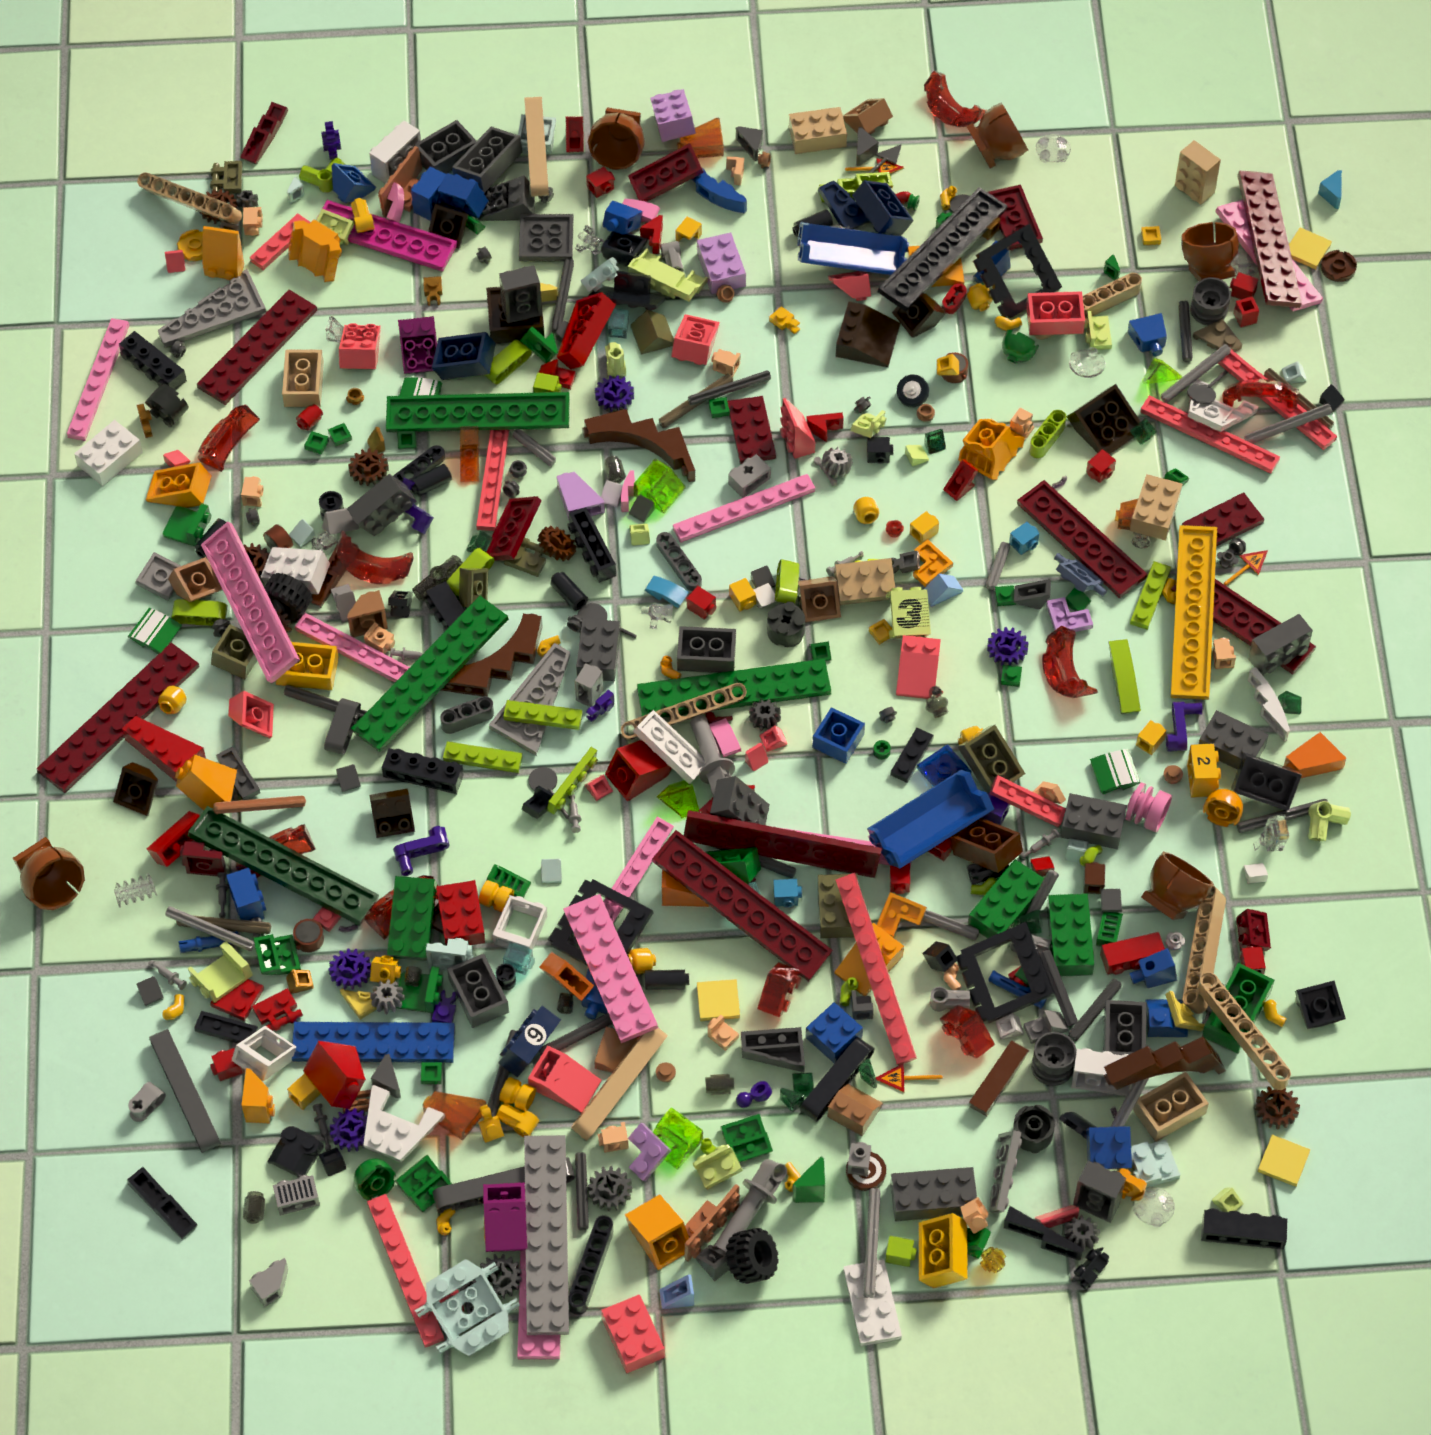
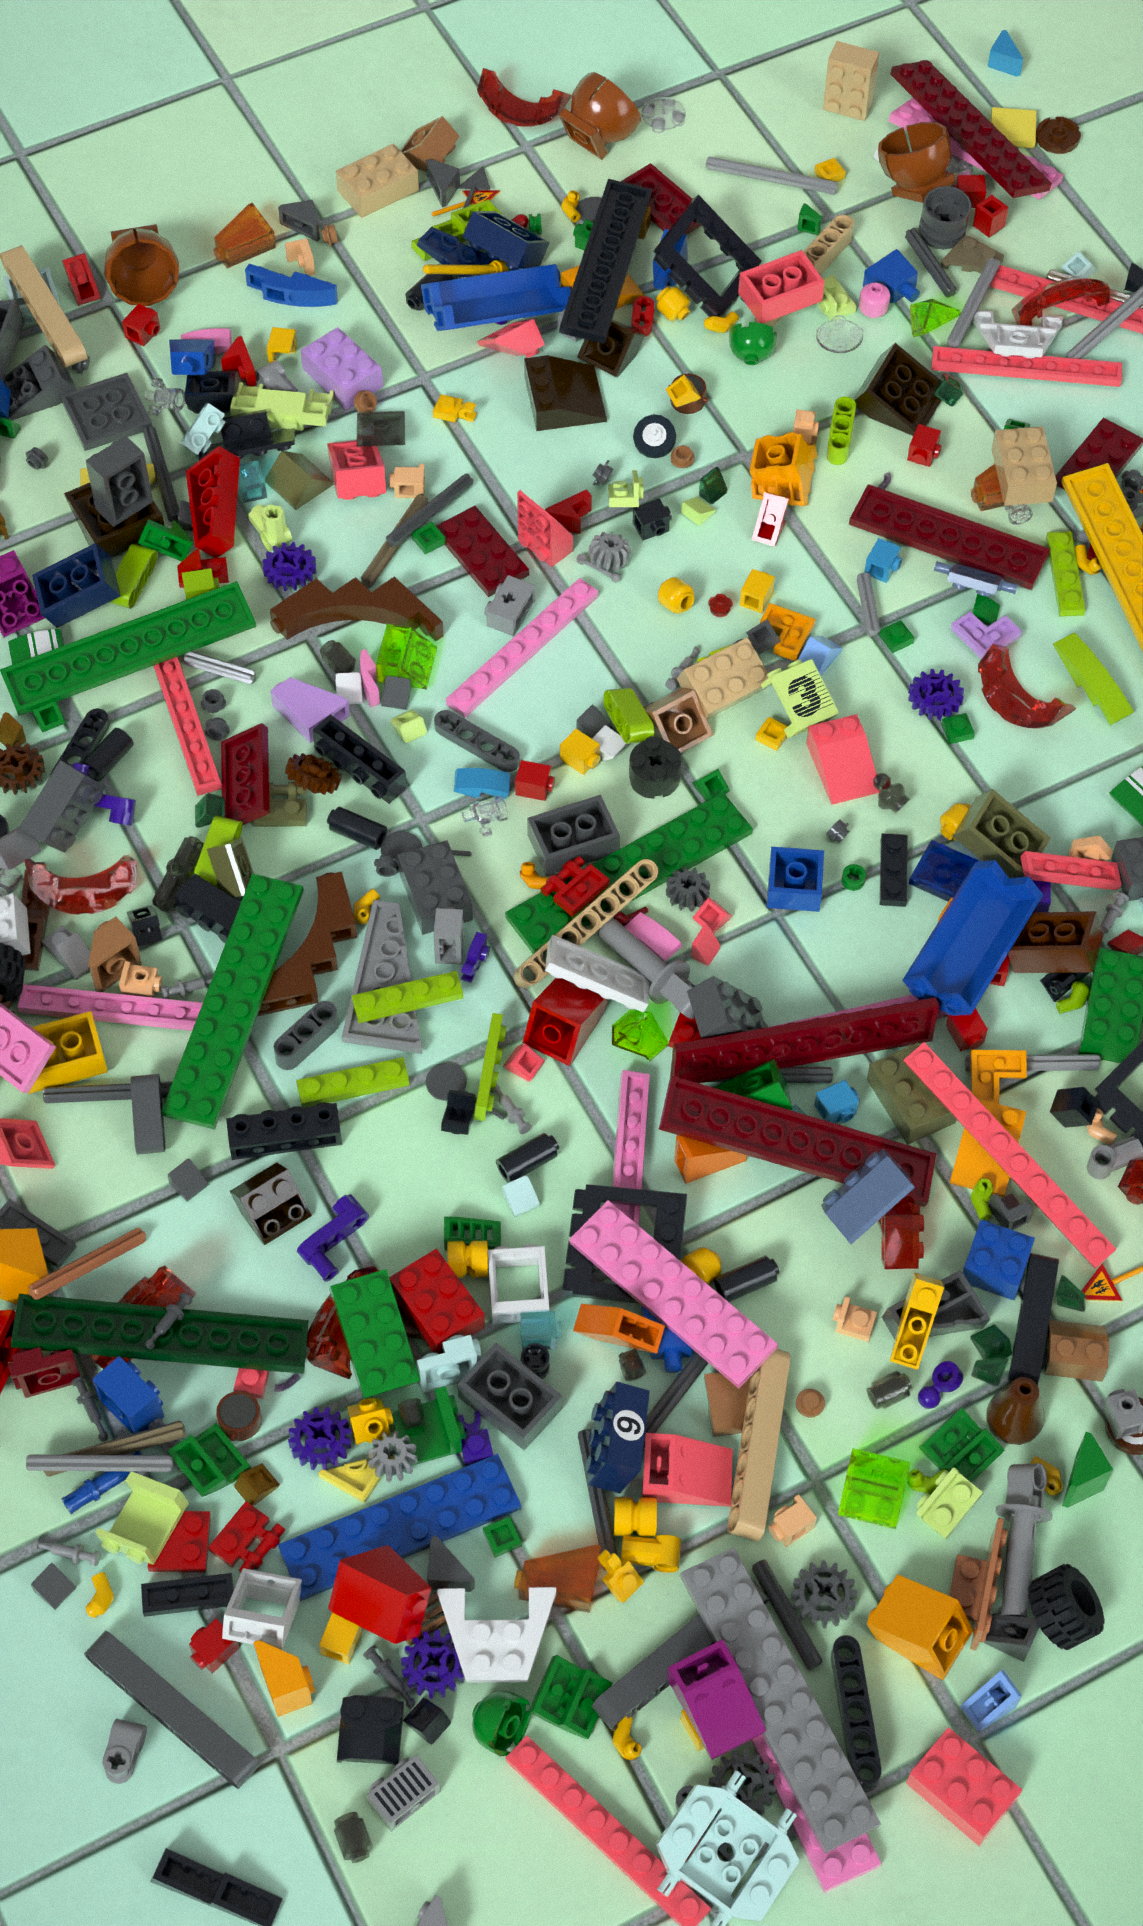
camera: 25 degrees left, 0 degrees up
(296, 855) = (173, 1312): none -> dark grey piece
(469, 453) = (141, 704): clear orange slope -> none
(568, 848) = (527, 1157): none -> black brick
(652, 1151) = (855, 1518): lavender plate -> none
(666, 173) = (220, 287): dark red plate -> none
(672, 115) = (194, 217): lavender brick -> none
(691, 687) = (580, 890): none -> red plate
(718, 999) = (825, 1278): light yellow tile -> none
(726, 316) = (381, 428): none -> clear smoke plate
(753, 1045) = (916, 1320): none -> yellow slope
(766, 955) = (867, 1195): none -> sand blue slope
(793, 1131) = (1016, 1412): none -> reddish brown cone
(864, 226) = (494, 267): none -> yellow piece
(1033, 594) = (933, 620): dark grey slope -> none
(1106, 224) = (772, 175): none -> light grey axle
(1125, 345) = (874, 300): none -> bright pink head
(1203, 393) = (994, 321): dark grey piece -> none

